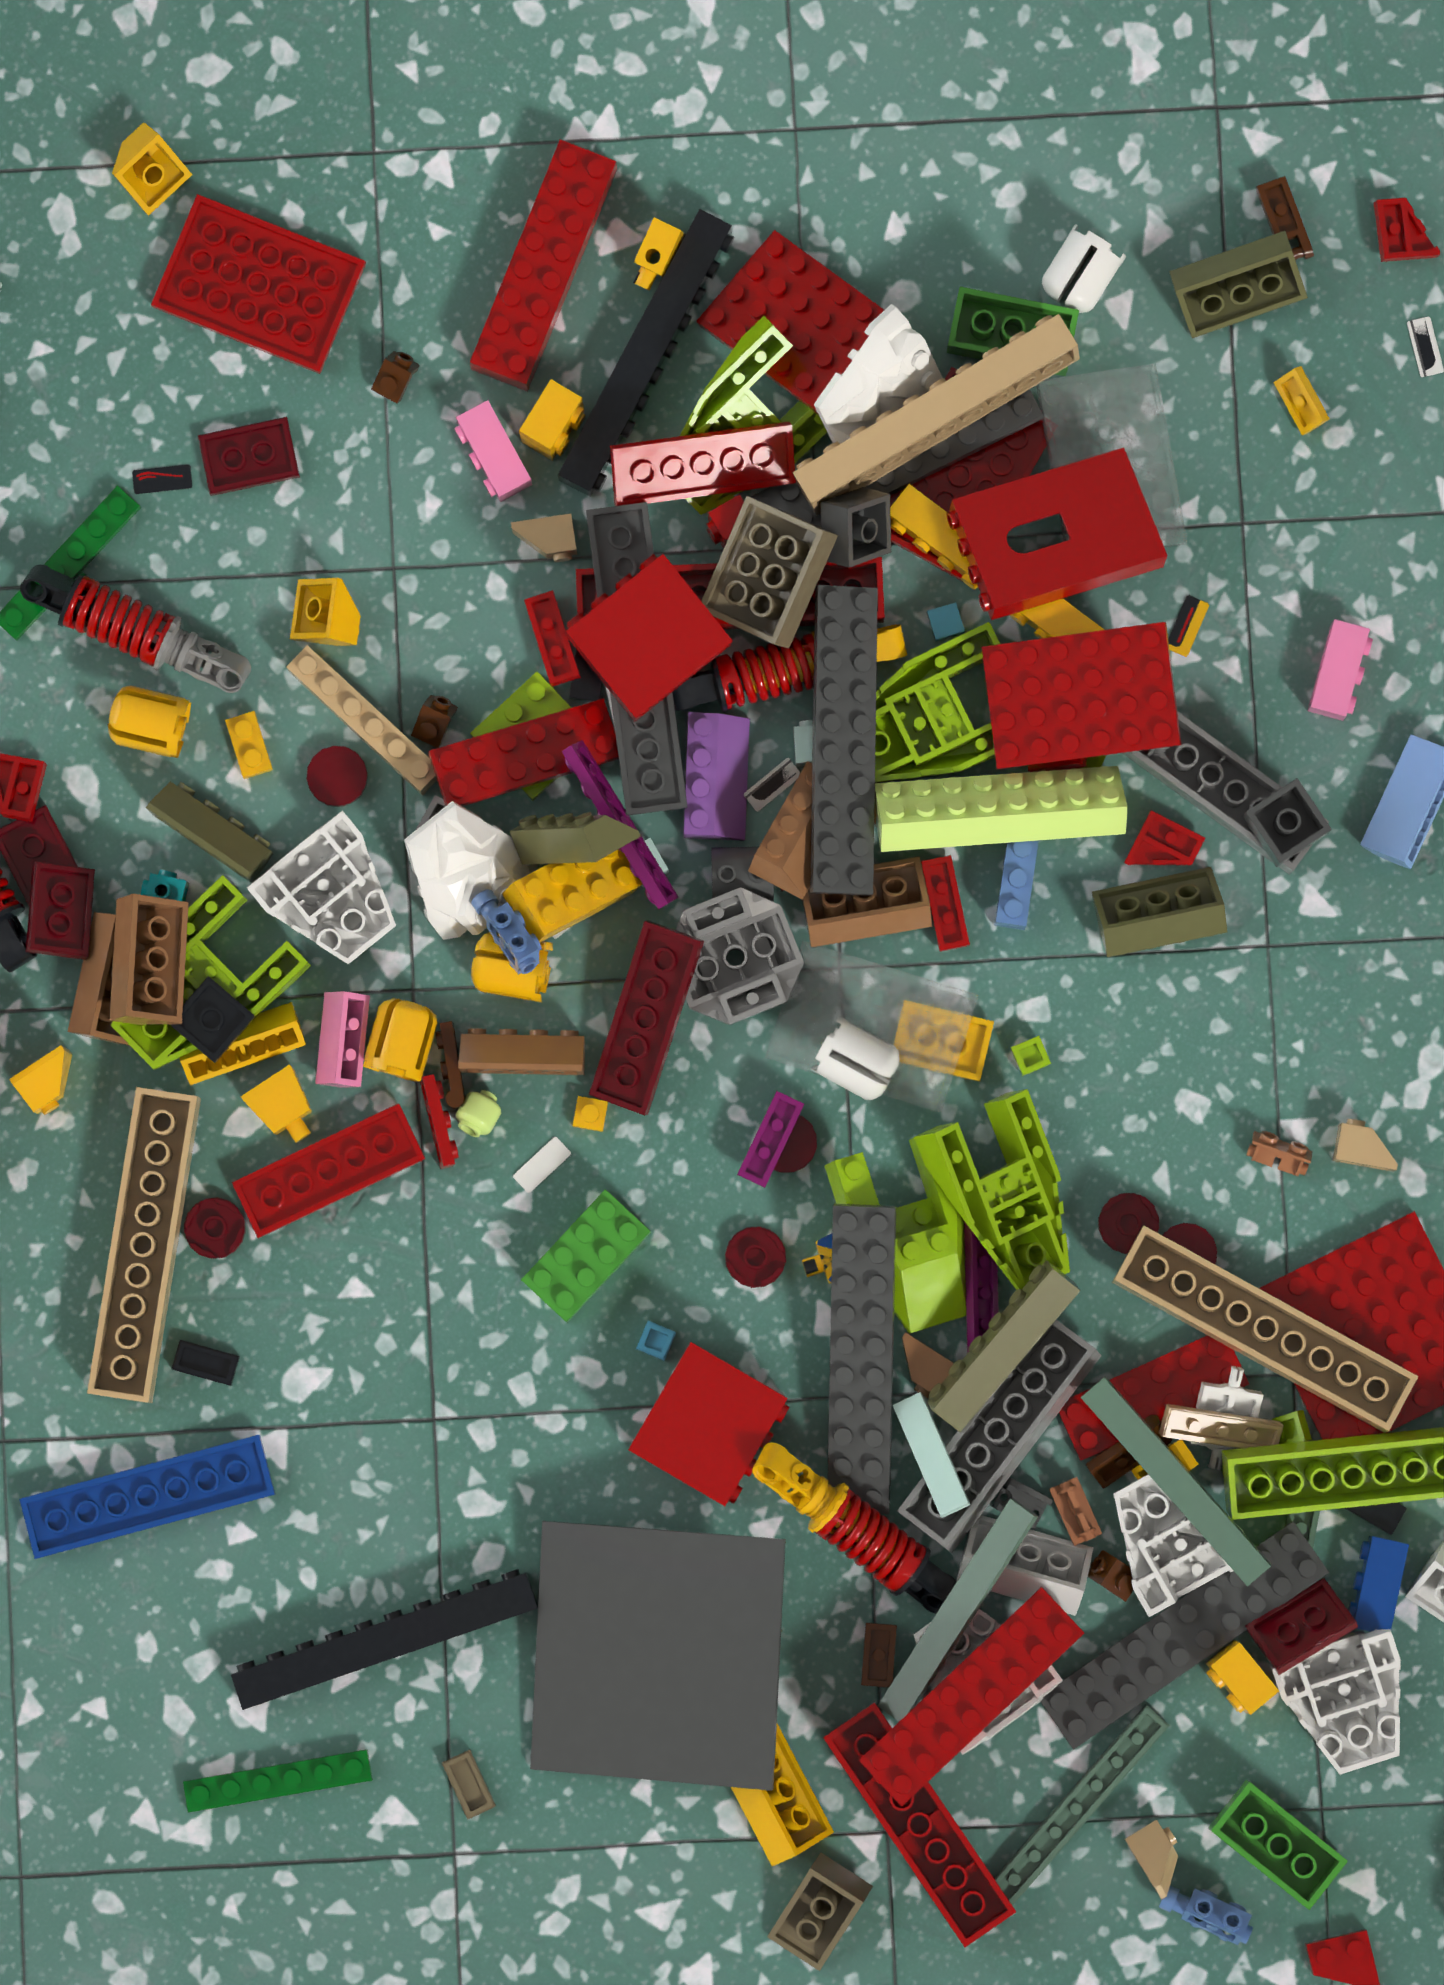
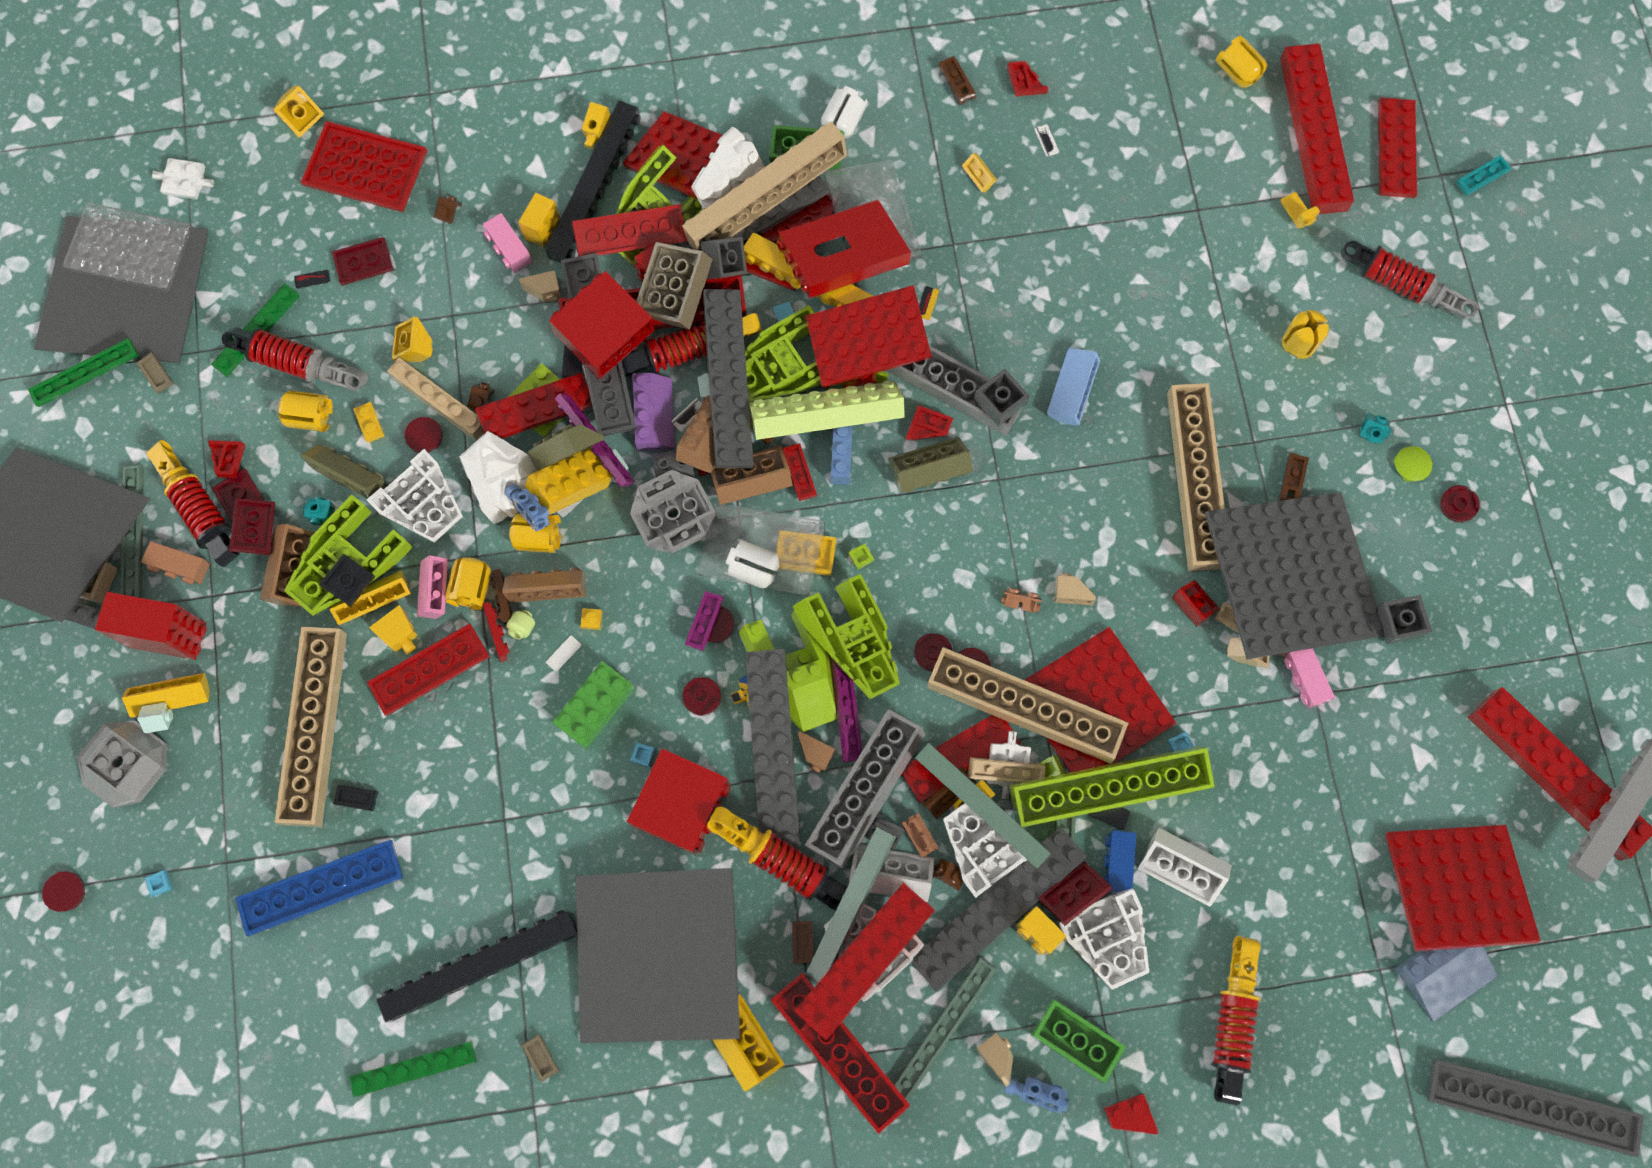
camera: 10 degrees left, 10 degrees down
(44, 1080) = (245, 629): yellow slope -> none
(148, 960) = (305, 547): medium nougat slope -> none
(214, 1228) = (358, 712): dark red tile -> none
(543, 265) = (530, 140): red brick -> none
(551, 638) = (548, 343): red plate -> none
(646, 1017) = (620, 554): dark red plate -> none
(820, 1911) = (780, 1120): dark tan slope -> none
(931, 1455) = (823, 806): light aqua tile -> none
(1002, 1345) = (862, 731): olive brick -> none
(1238, 284) = (935, 113): olive slope -> none
(1340, 670) = (1021, 316): bright pink brick -> none

